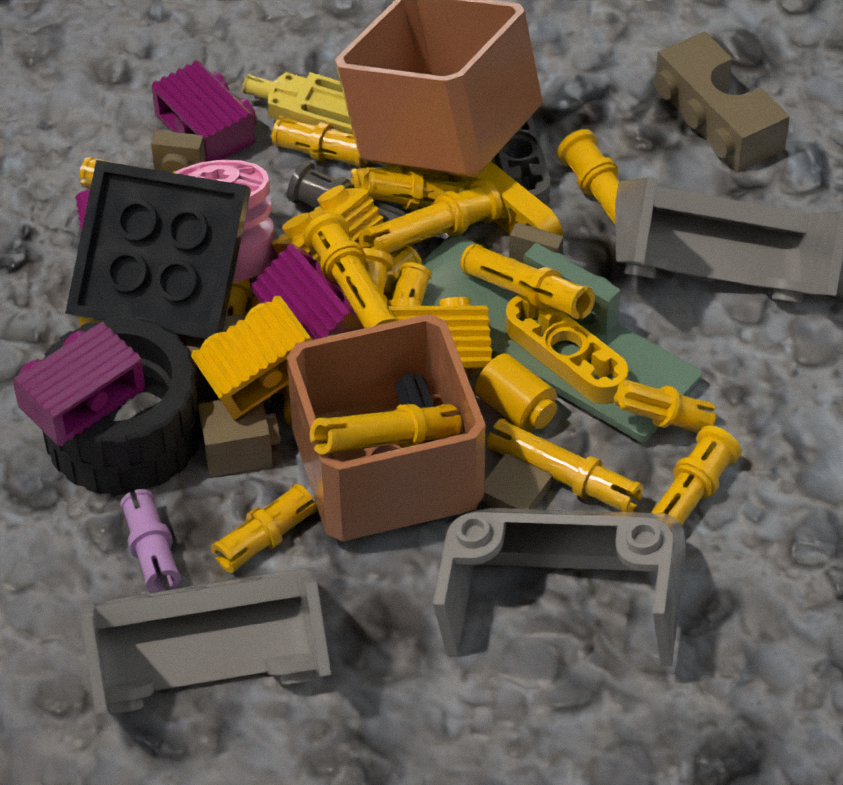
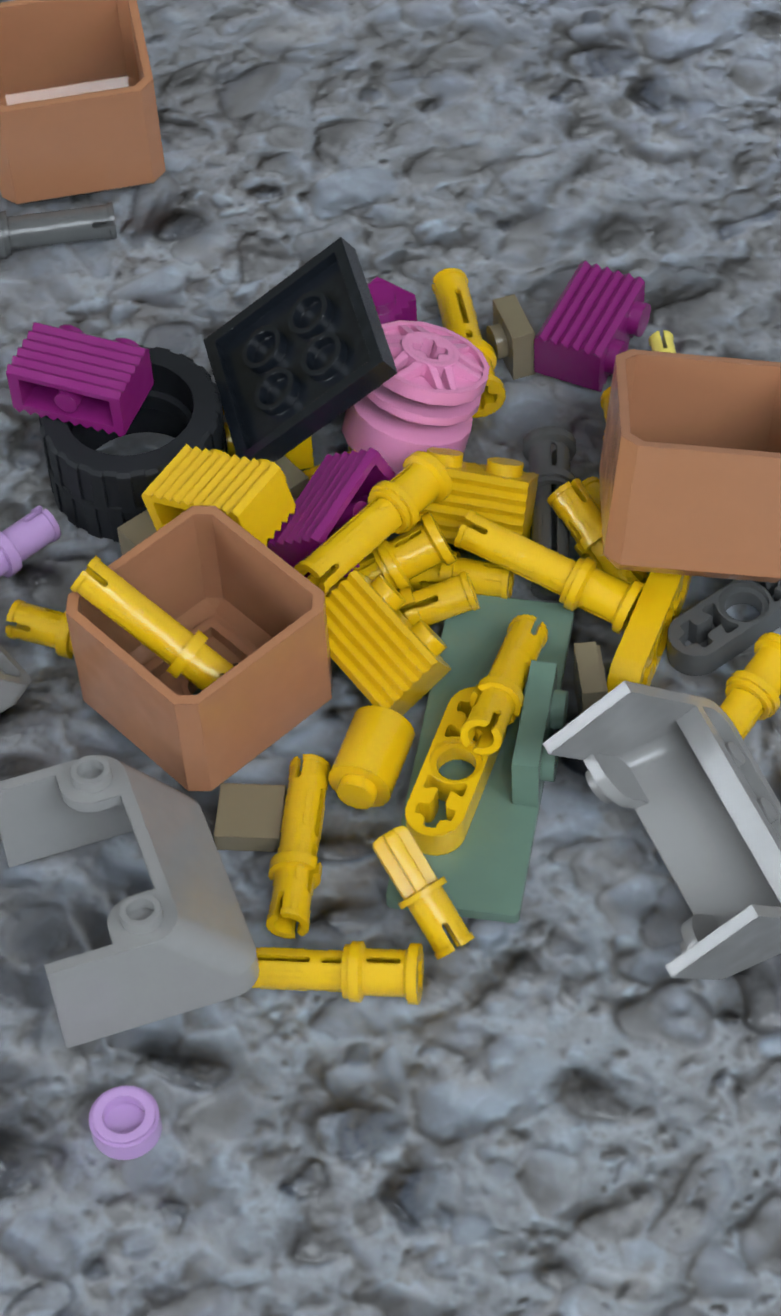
camera: 65 degrees right, 0 degrees up
(740, 664) = (125, 1122): none -> lavender tile

